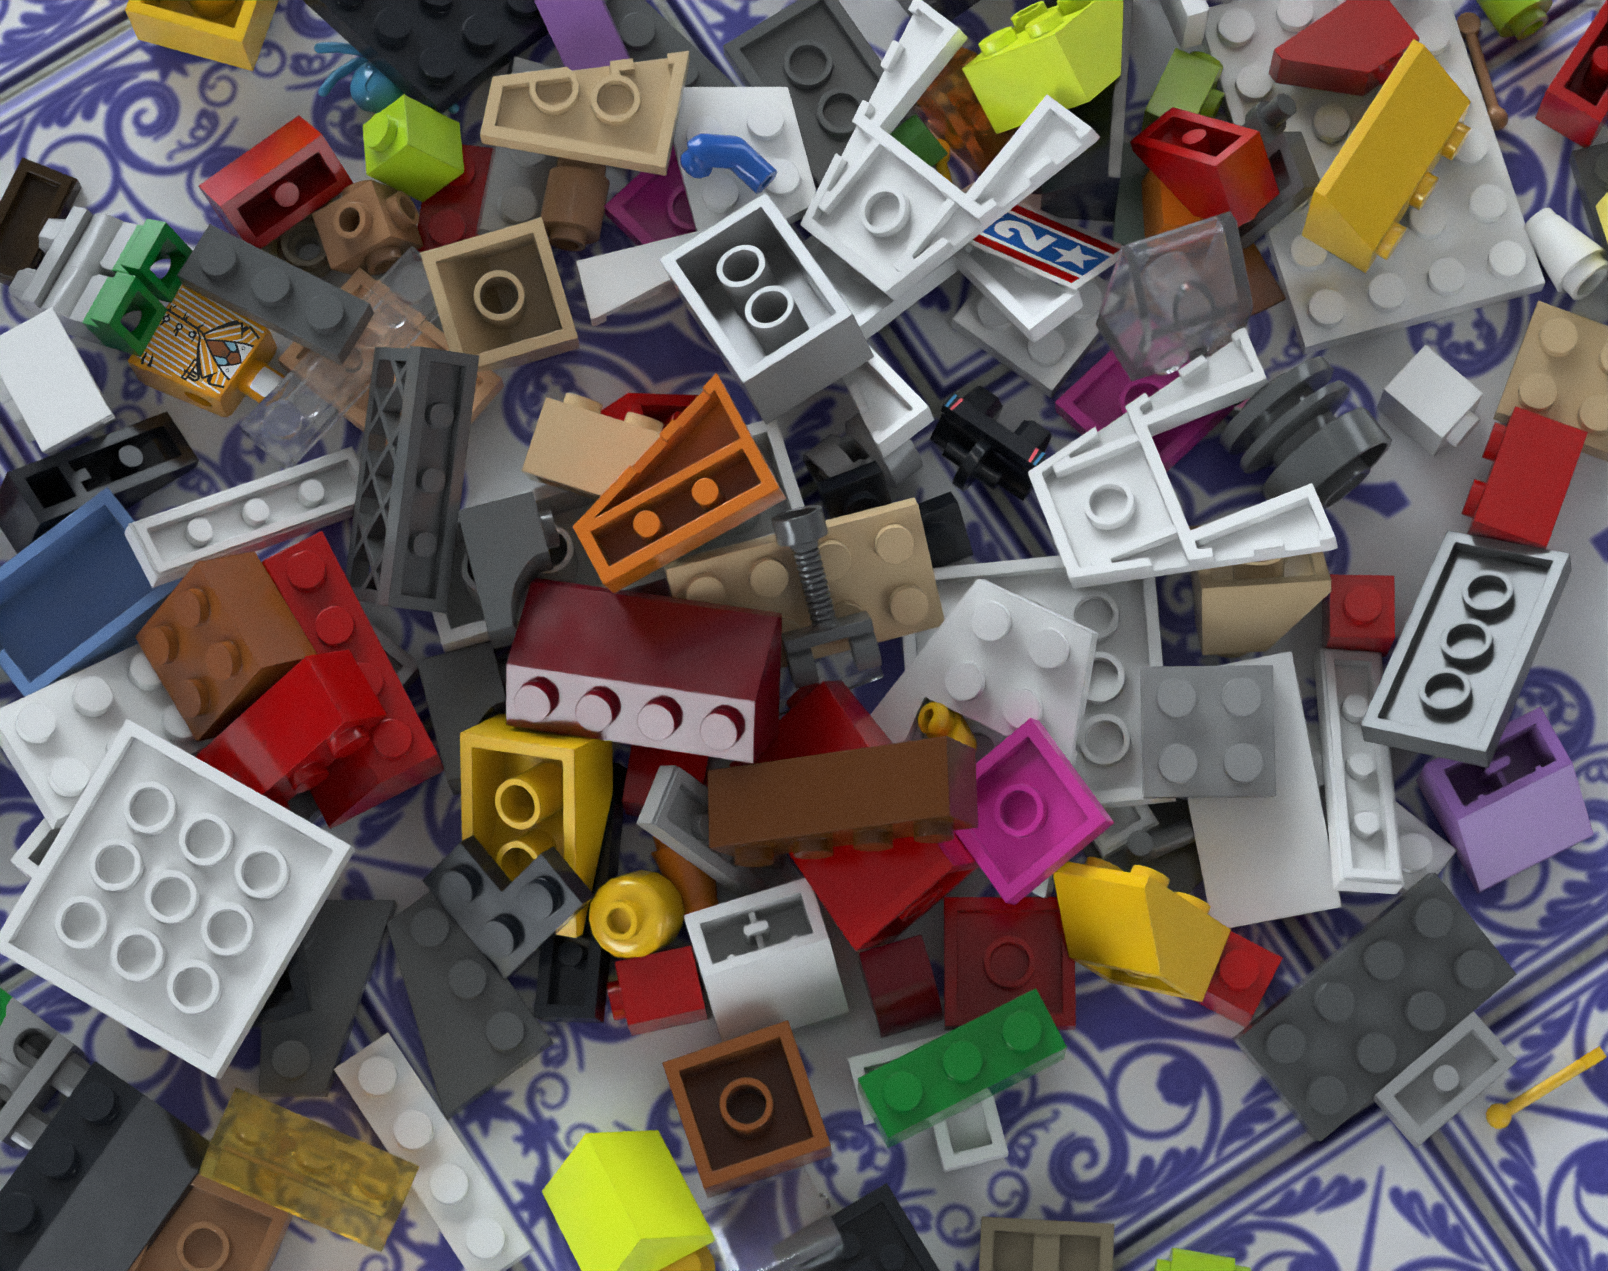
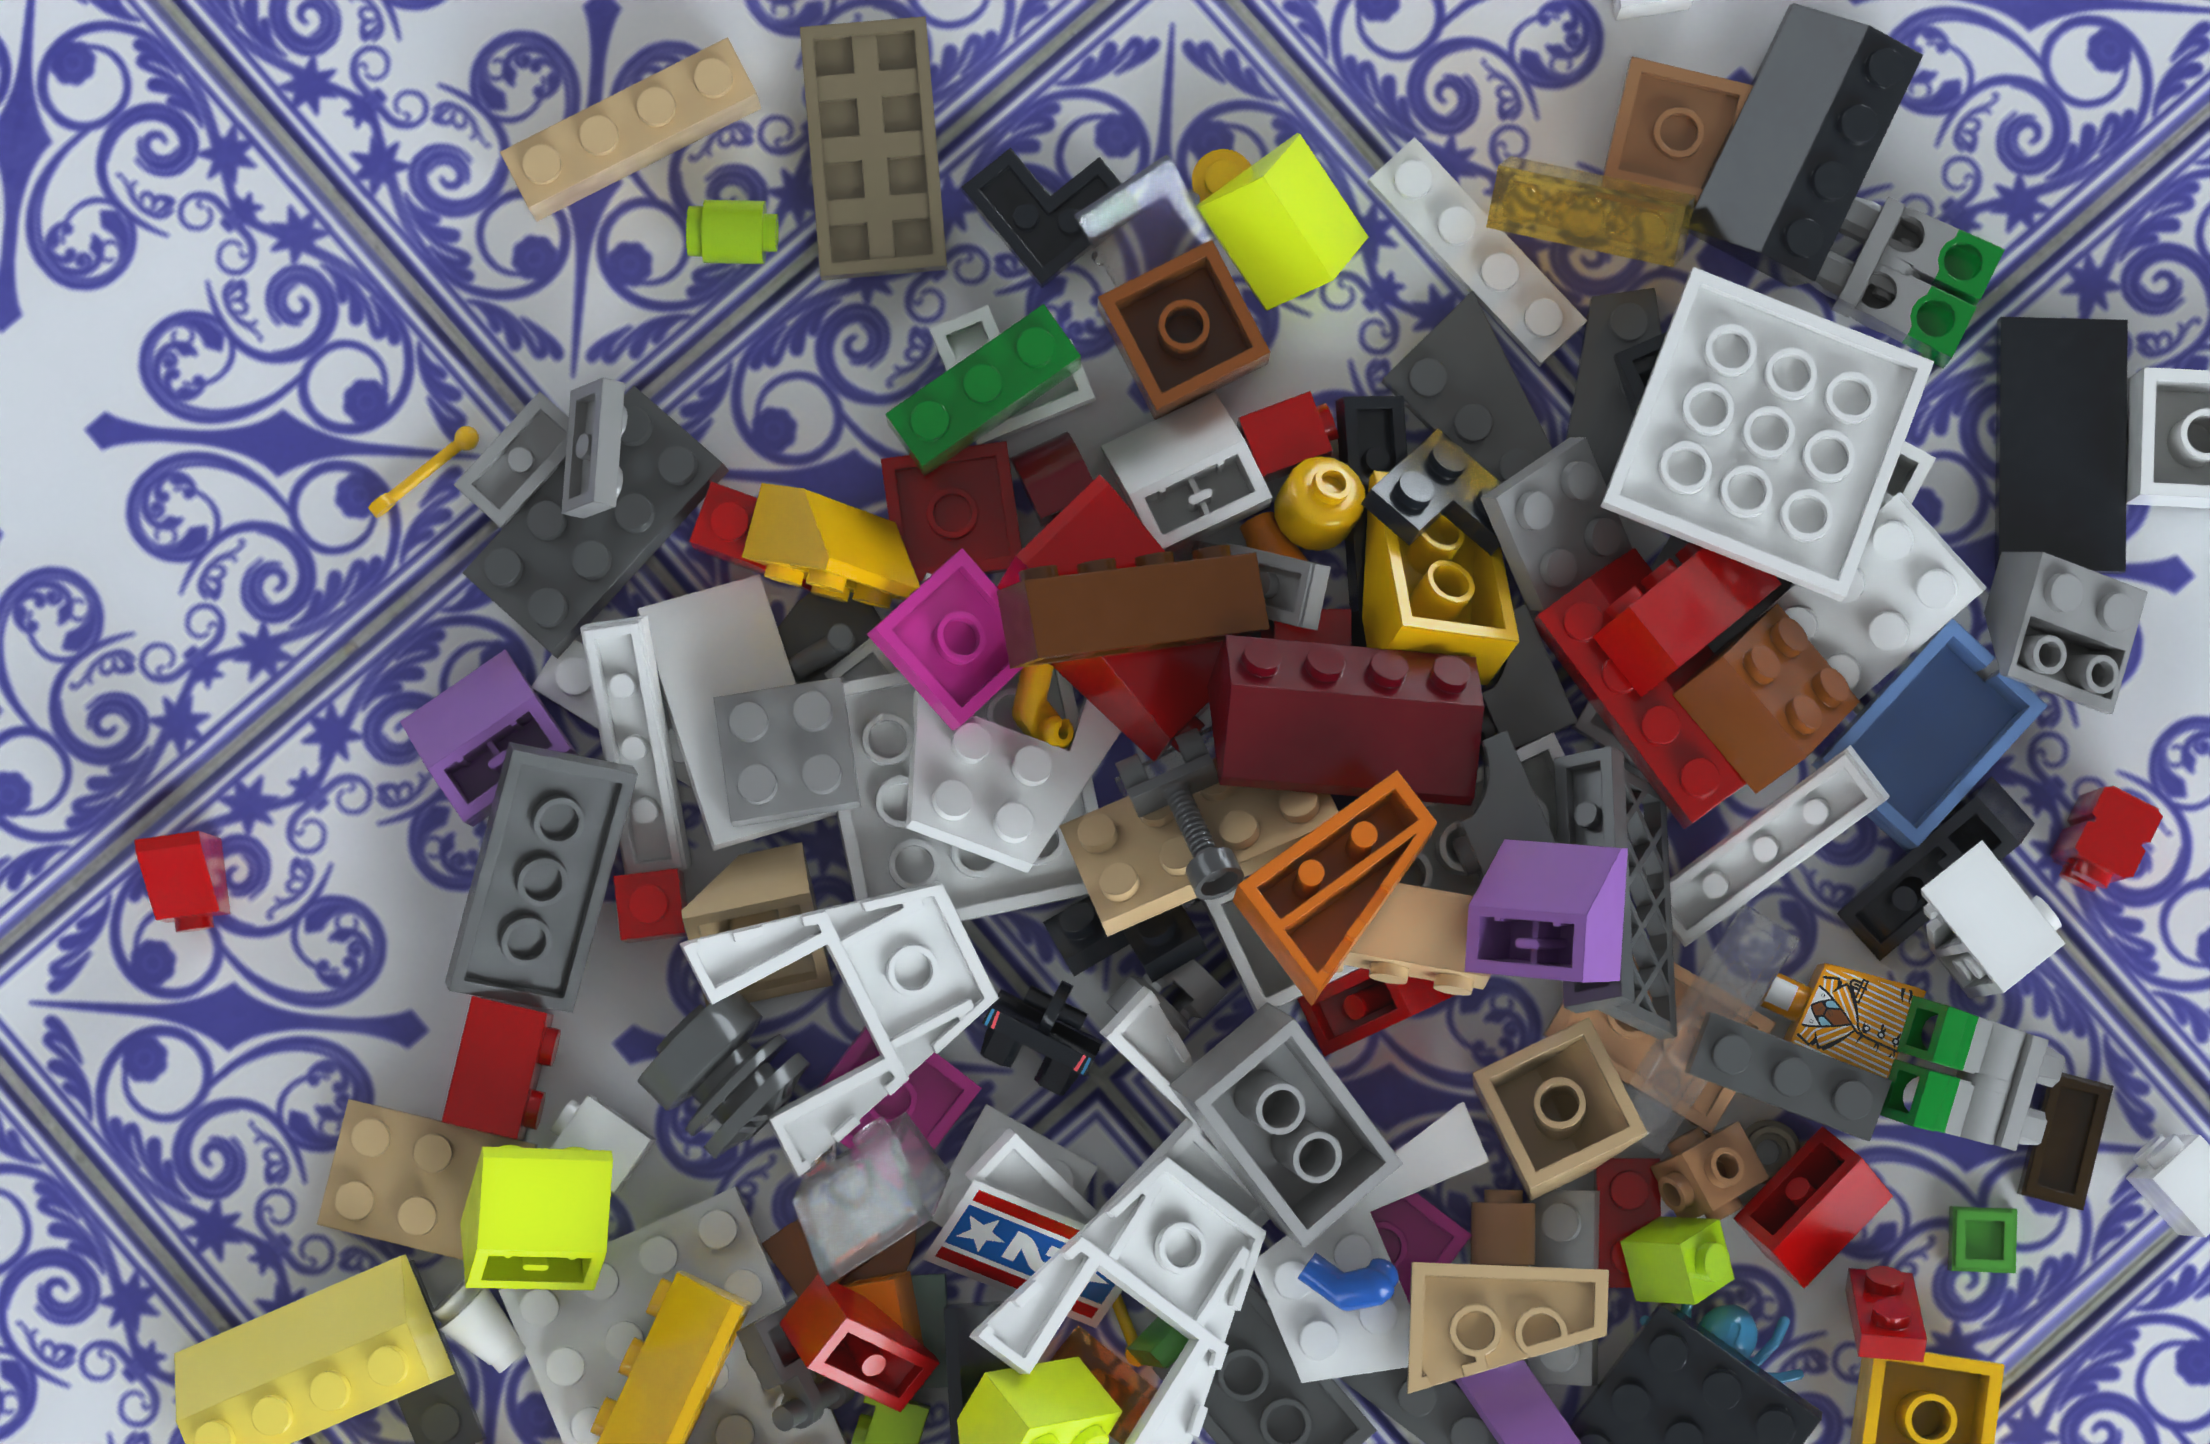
camera: 165 degrees right, 10 degrees up
(122, 147) = (1982, 1239): none -> bright green tile
(226, 76) = (1885, 1314): none -> red plate
(403, 858) = (1554, 523): none -> light grey plate
(477, 431) = (1549, 913): none -> medium lavender slope
(1370, 1066) = (593, 448): none -> light grey plate
(1503, 320) = (537, 1218): none -> neon yellow slope

